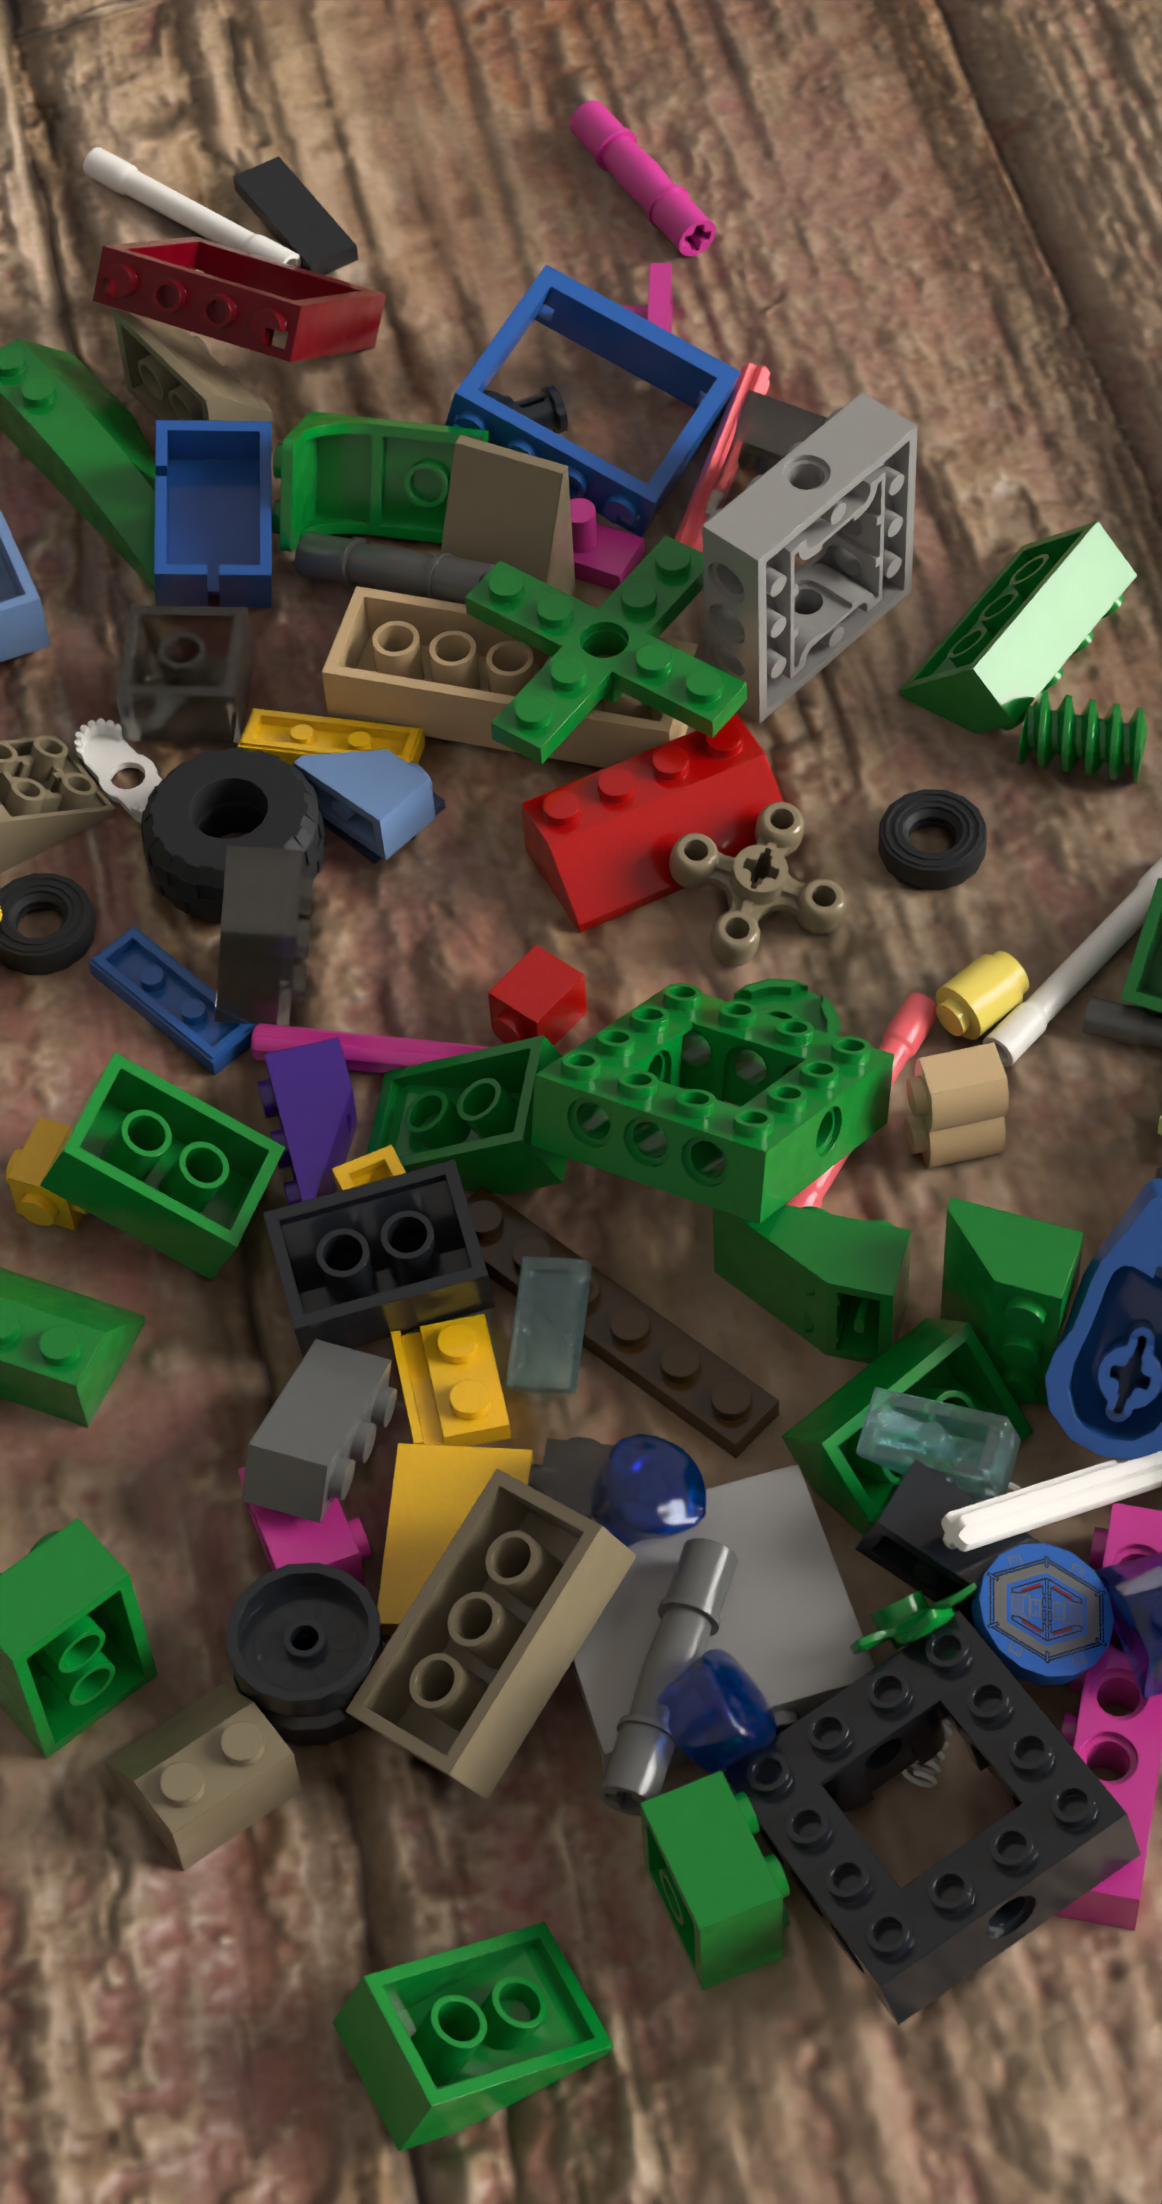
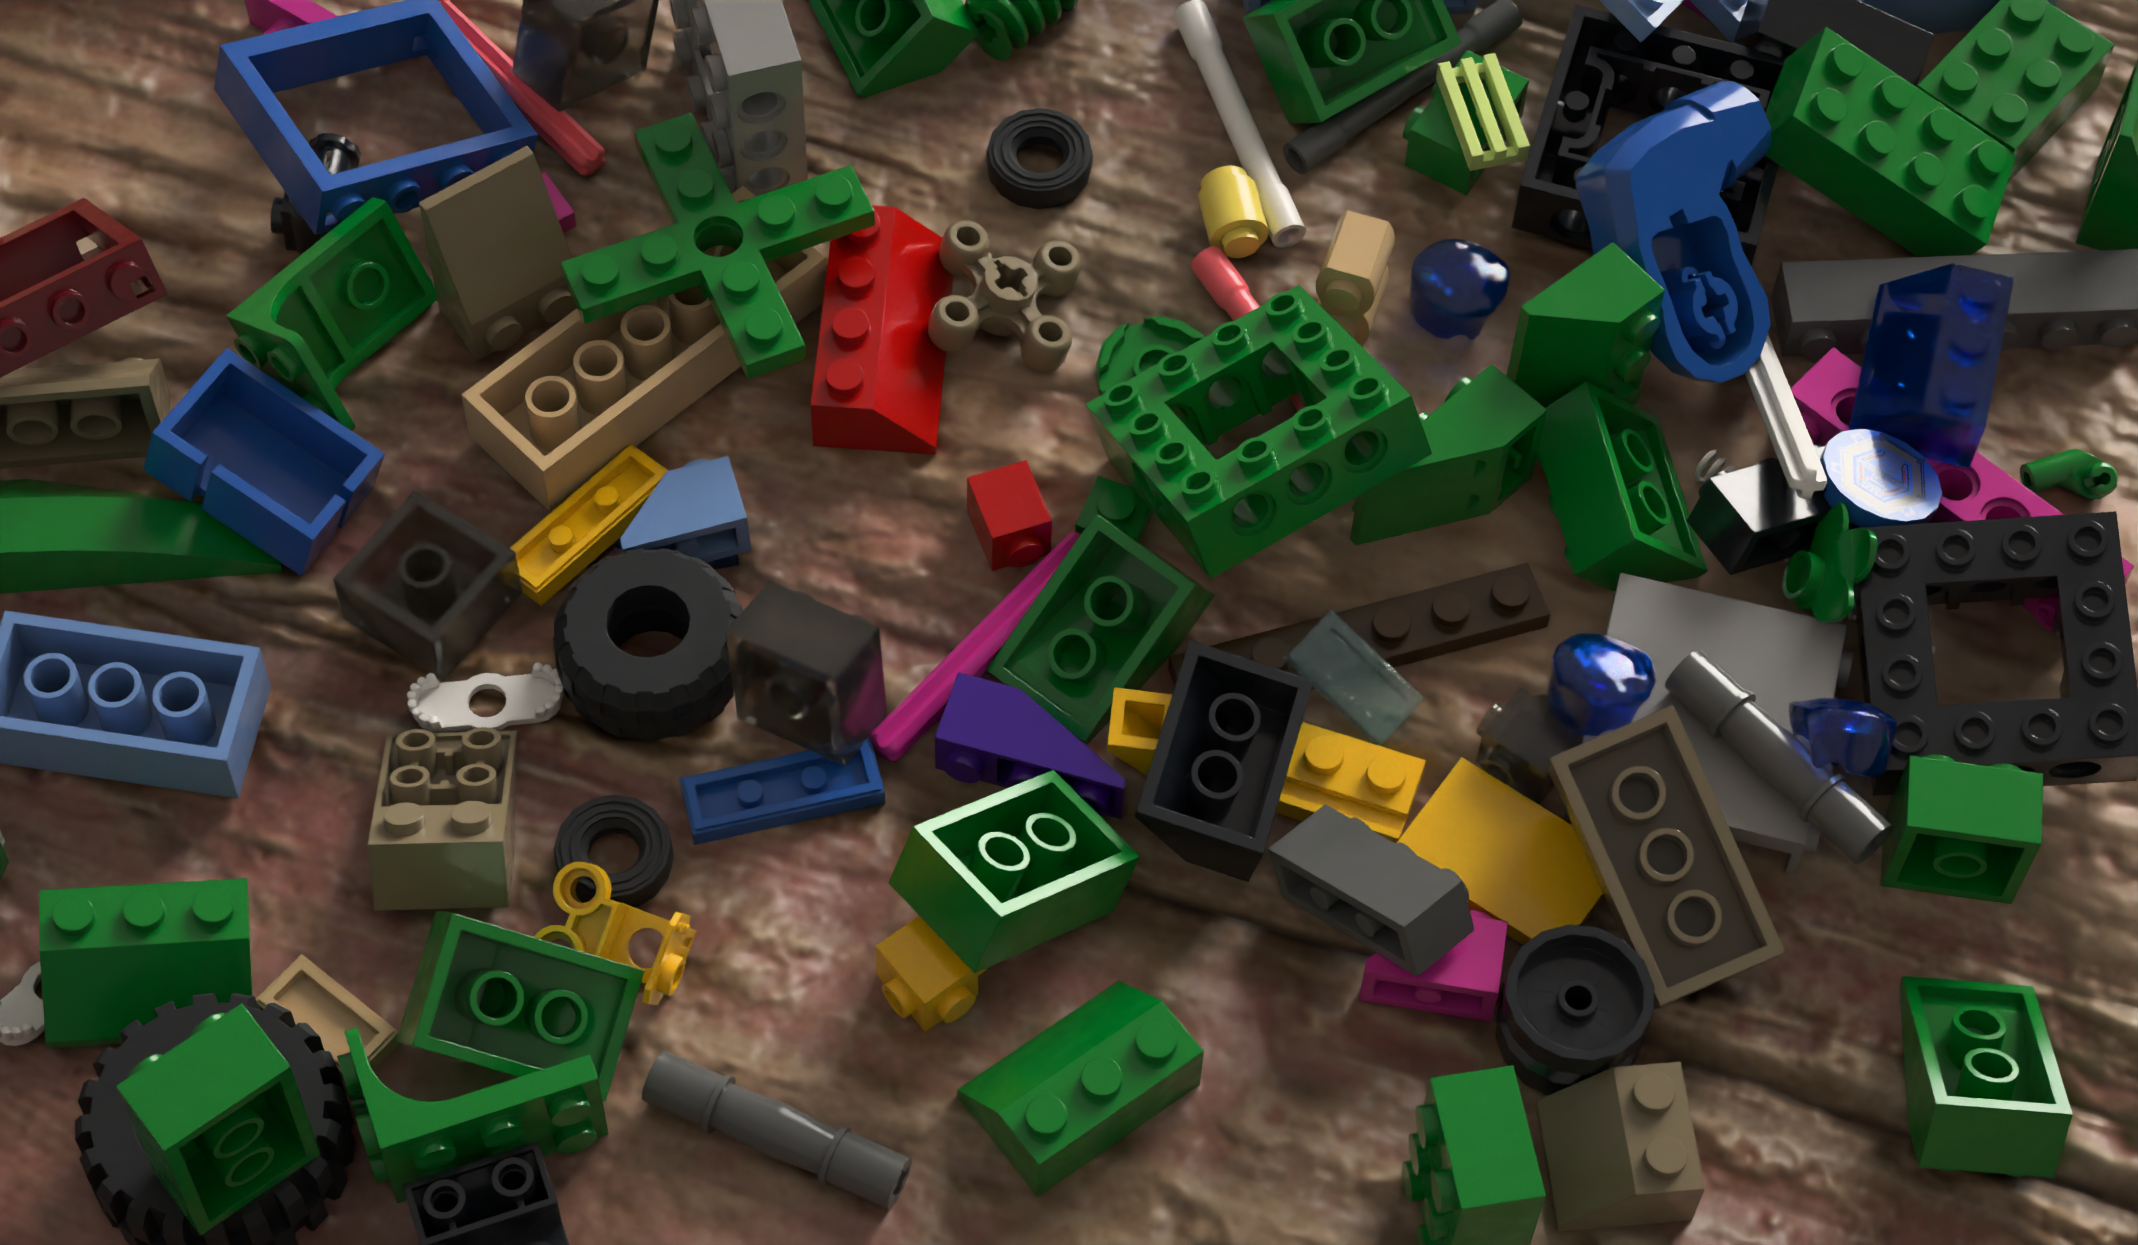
camera: 65 degrees left, 5 degrees up
(387, 568) = (454, 357): dark grey piece -> none
(963, 1442) = (1682, 461): clear light blue slope -> none
(1037, 1184) = (1456, 287): none -> clear blue hair

